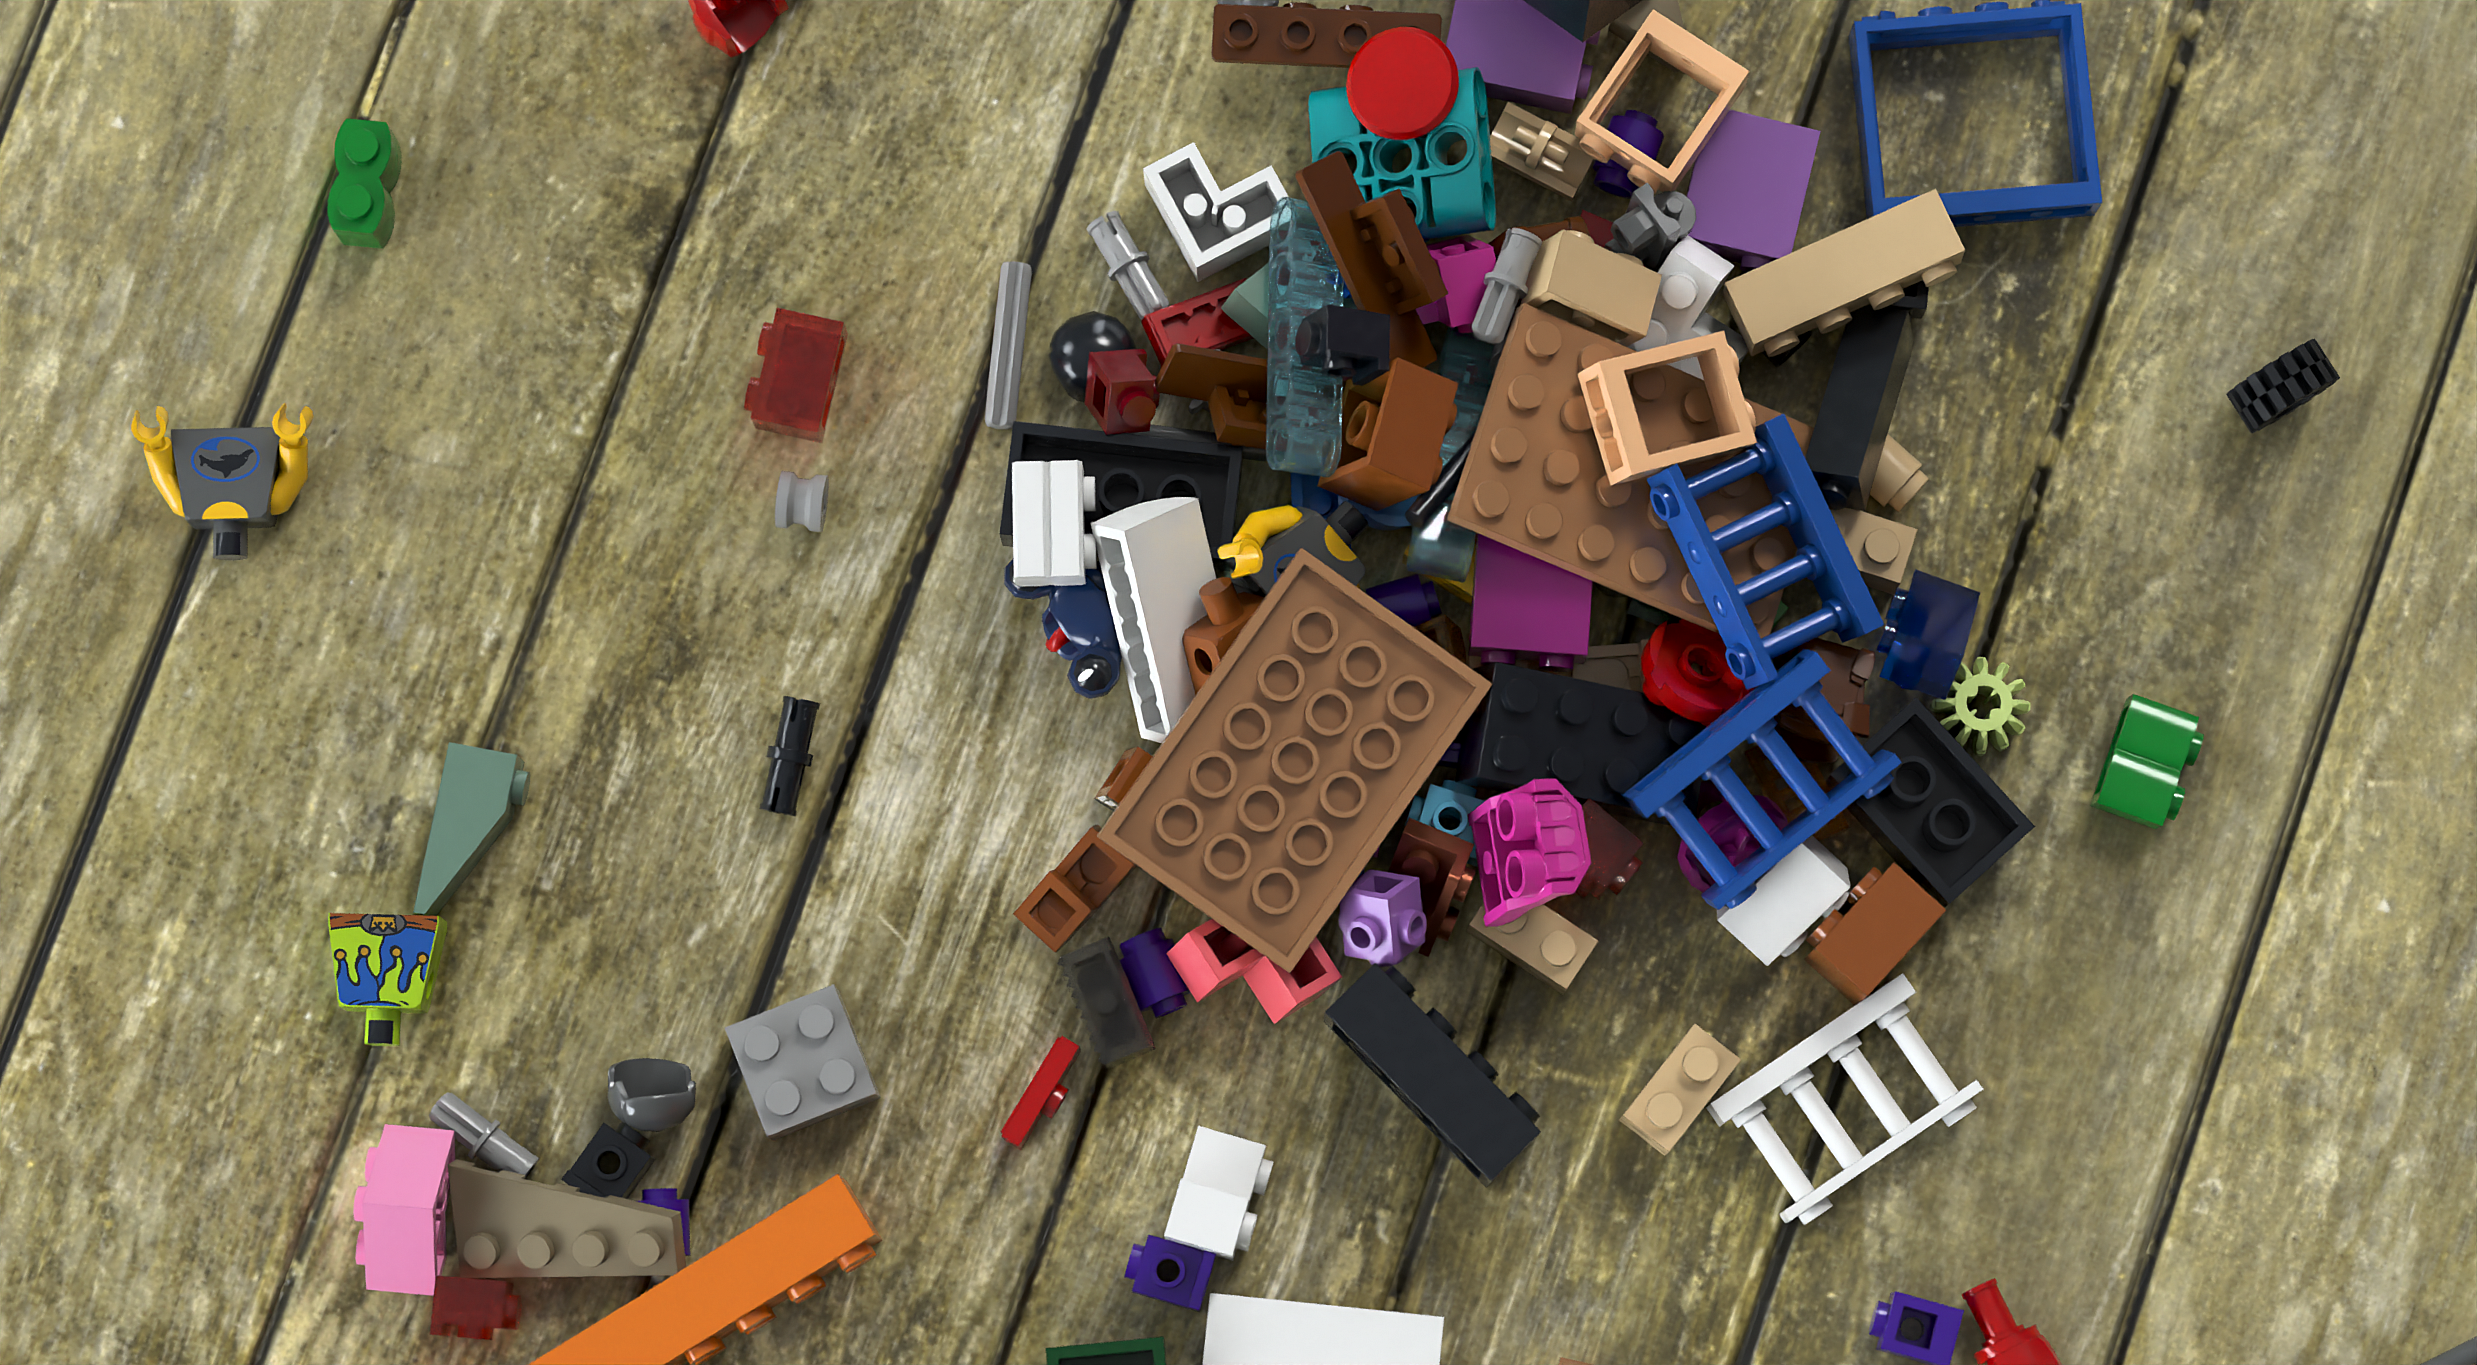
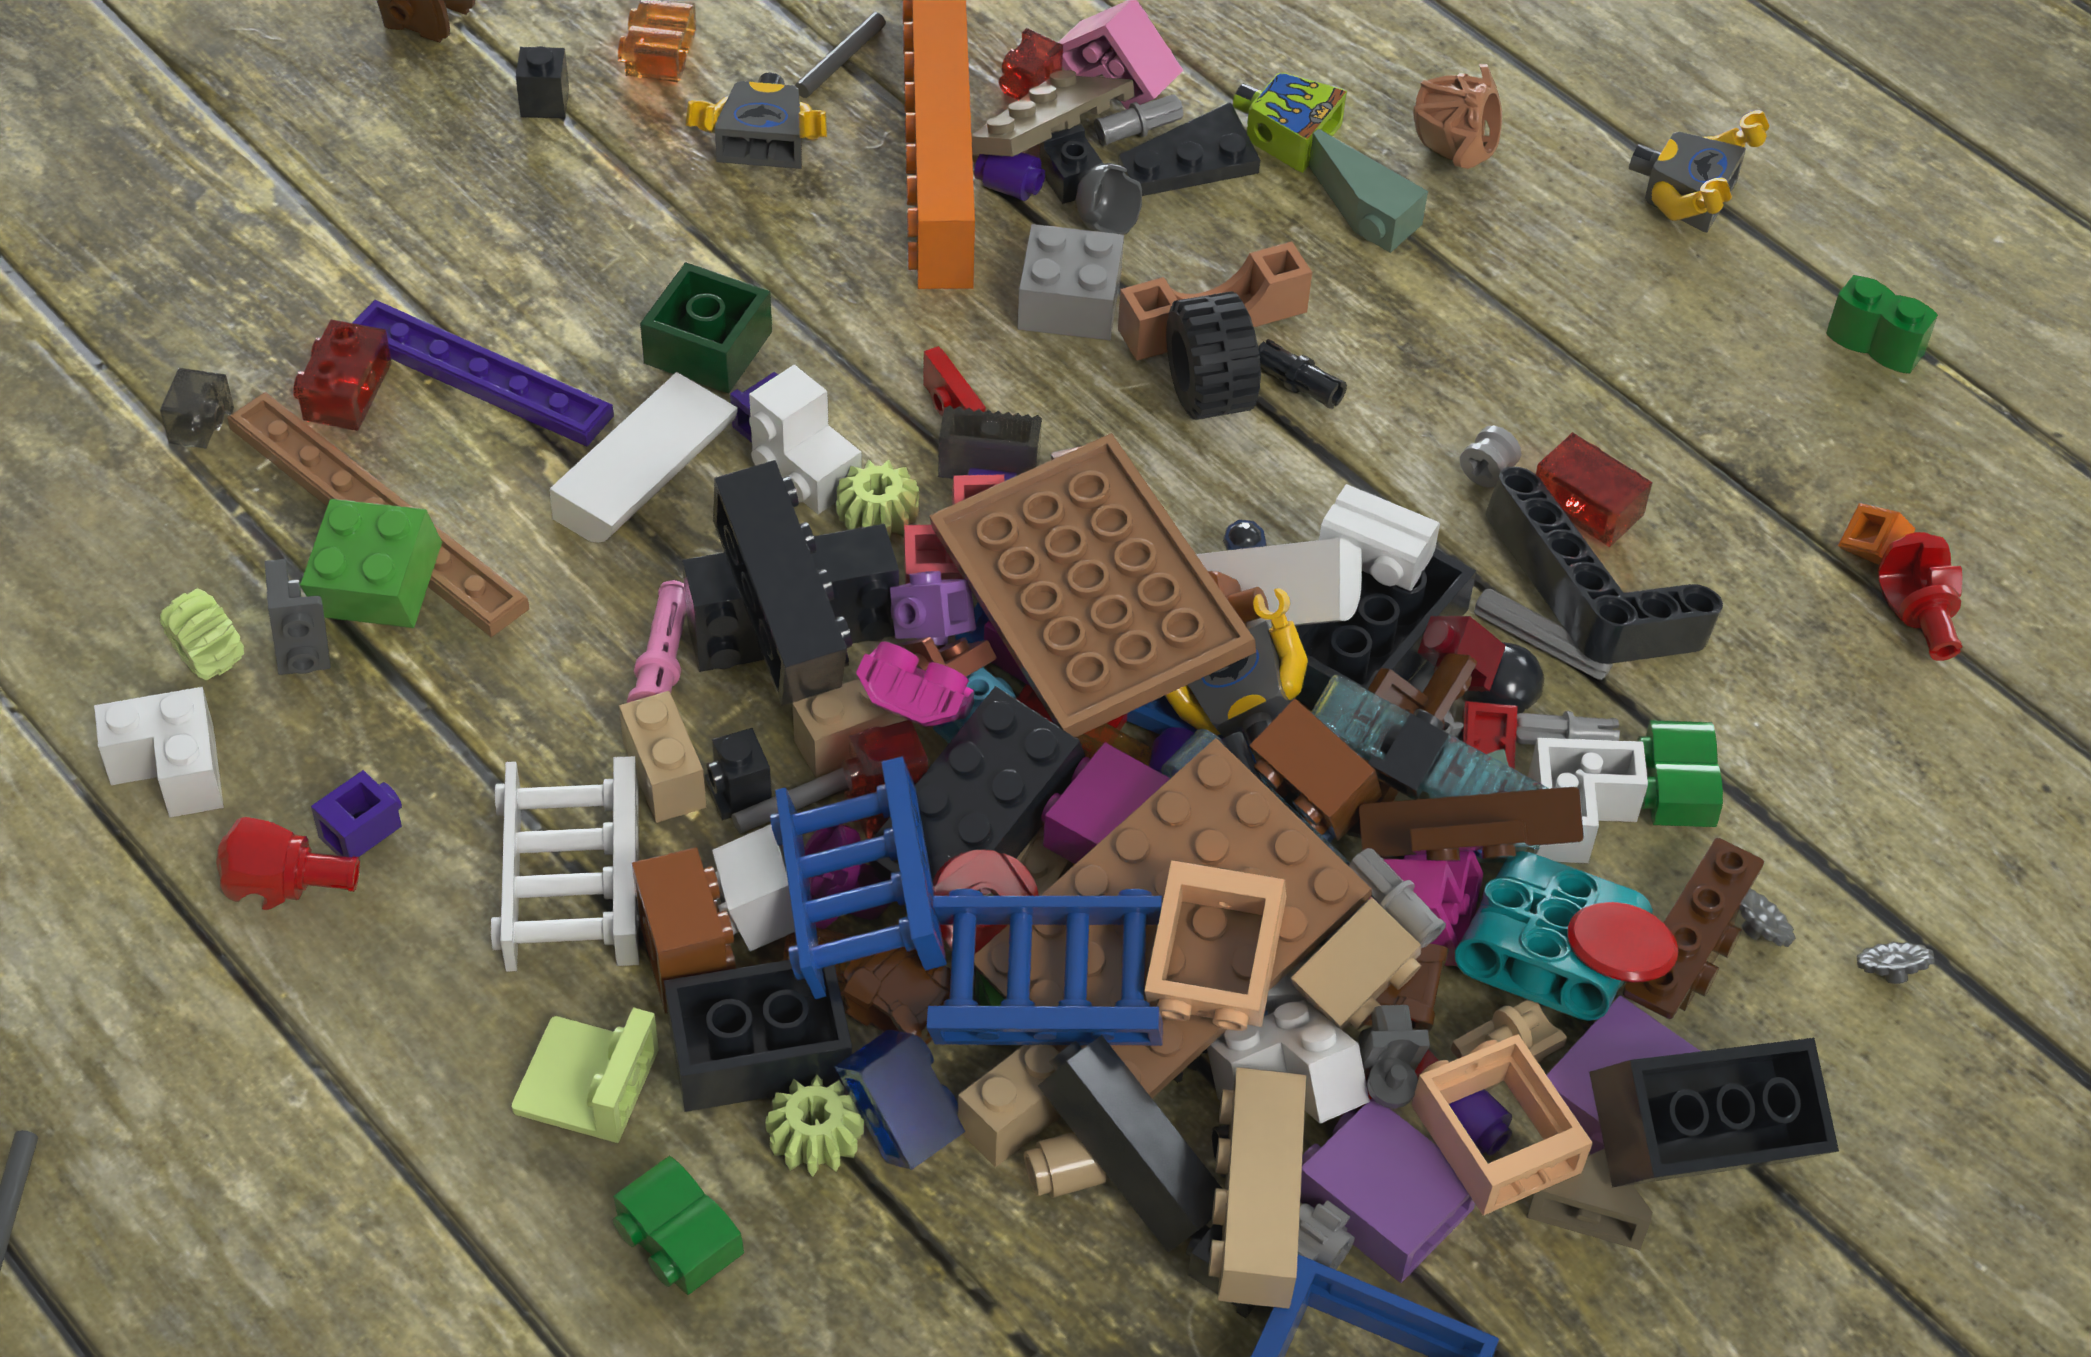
camera: 115 degrees right, 30 degrees down
(298, 765) = (1453, 116): none -> nougat piece
(499, 1052) = (1193, 154): none -> black wing
(681, 77) = (1873, 531): none -> orange slope
(750, 889) = (1269, 283): none -> nougat arch
(856, 835) = (1213, 355): none -> black tyre
(930, 328) = (1581, 591): none -> black beam
(1121, 136) = (1682, 774): none -> green brick
(1232, 1064) = (877, 497): none -> yellowish green gear
(1498, 1036) = (781, 582): none -> black brick
(1571, 1169) = (658, 667): none -> bright pink pin
(1627, 941) = (800, 796): none -> light grey bar
(1656, 1006) = (738, 773): none -> black brick
(1830, 213) = (1324, 1234): none -> light grey gear
(2049, 937) = (588, 1075): none -> yellowish green bracket

